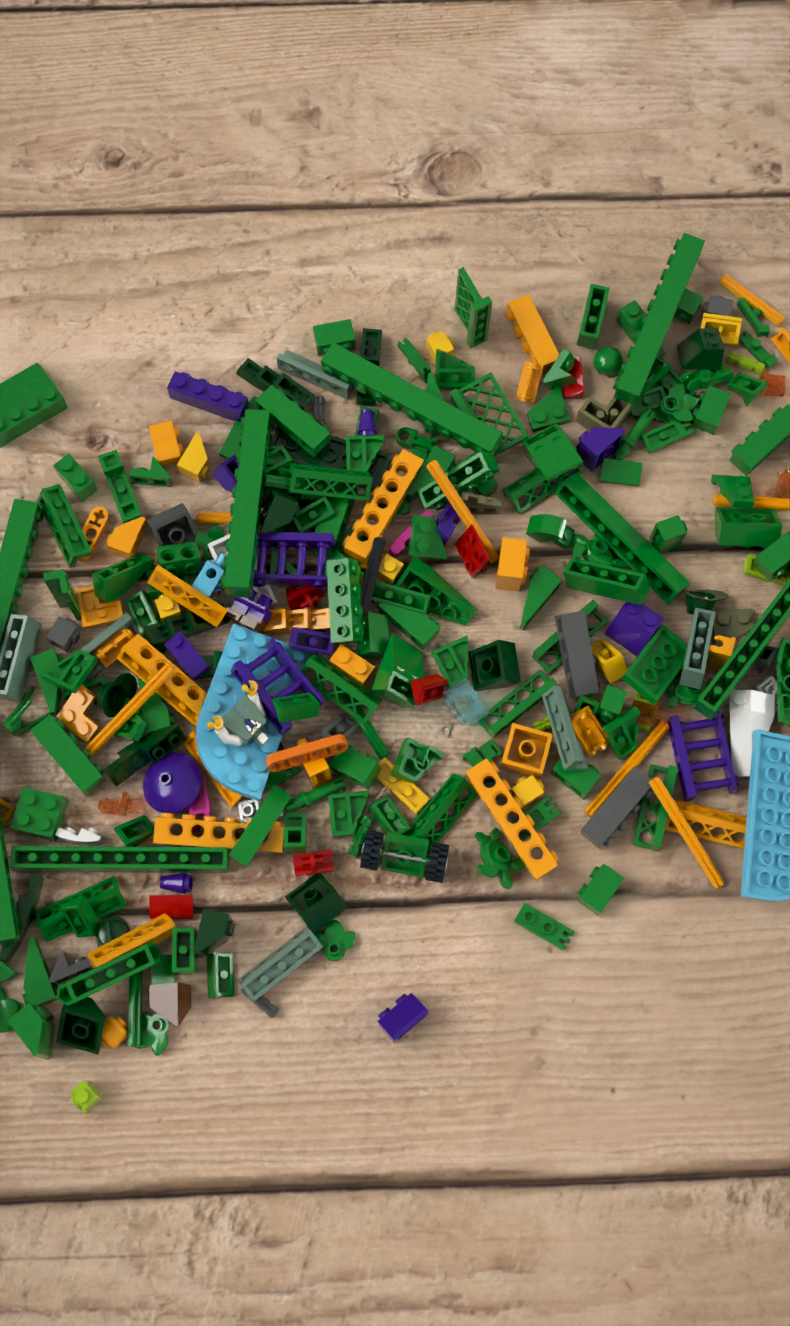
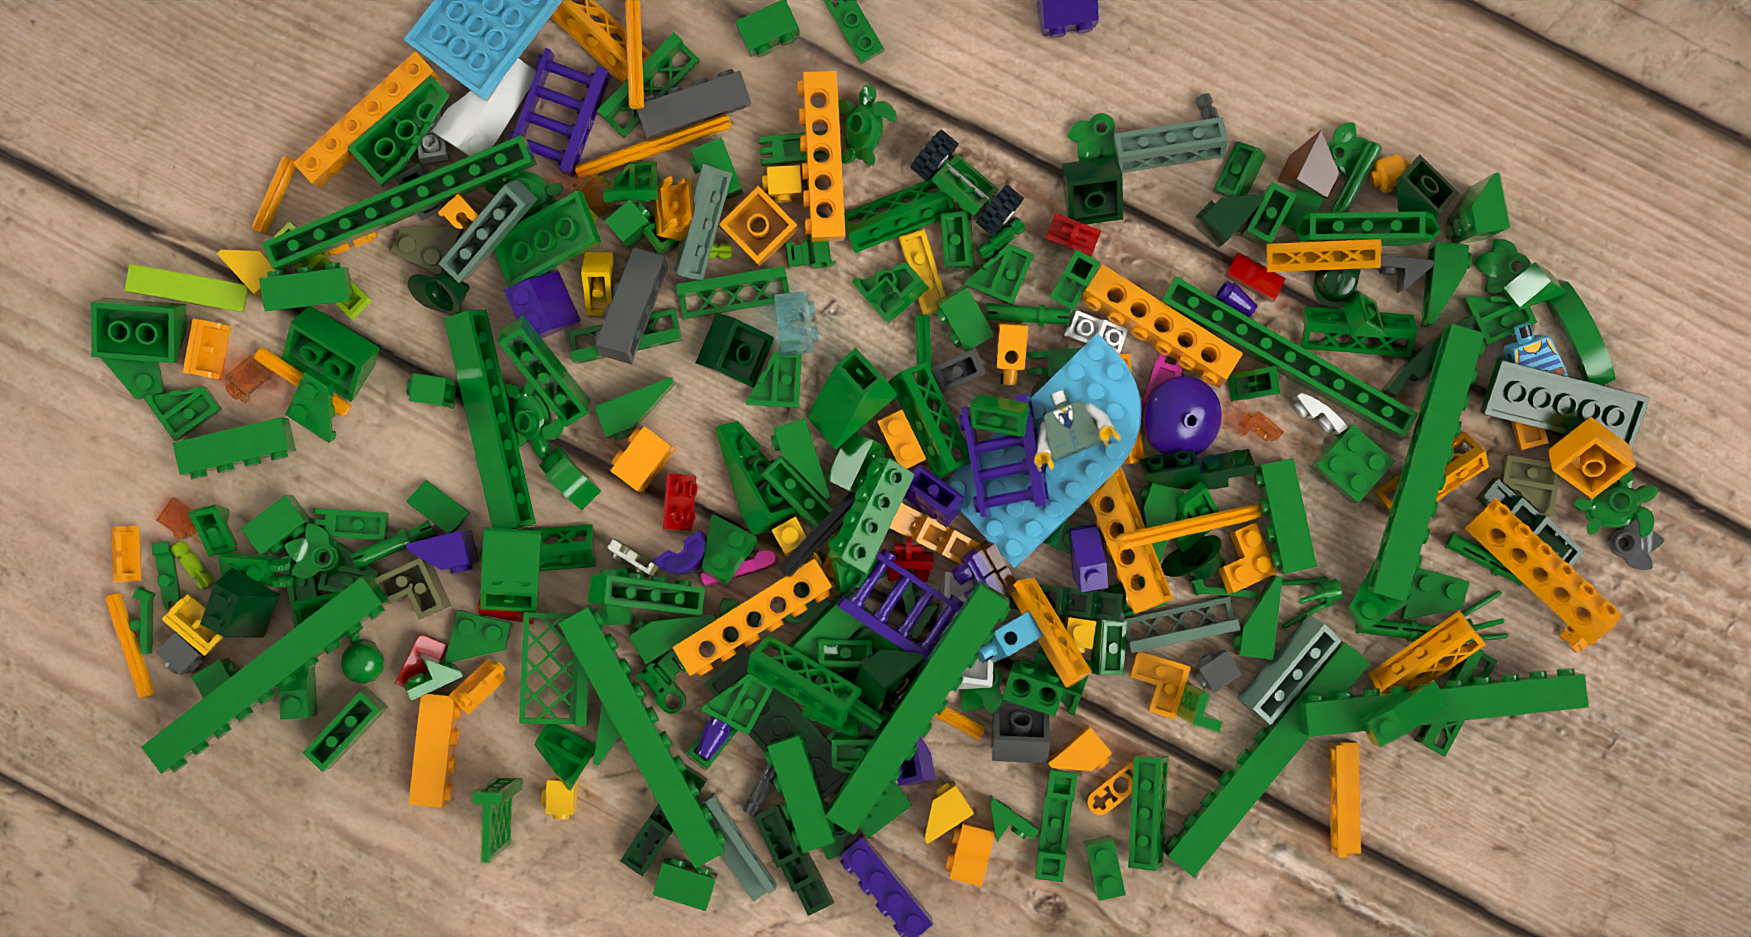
camera: 150 degrees left, 15 degrees up
(71, 671) = (1234, 611): green wing -> none
(85, 1096) = (1453, 120): lime brick -> none
(109, 651) = (1165, 619): light orange hinge -> none
(119, 578) = (1115, 704): green slope -> none
(260, 826) = (1110, 305): green slope -> none
(306, 753) = (1016, 354): orange beam -> none
(415, 359) = (601, 796): green piece -> none
(428, 688) = (828, 362): red slope -> none
(459, 506) = (665, 556): light orange axle -> none

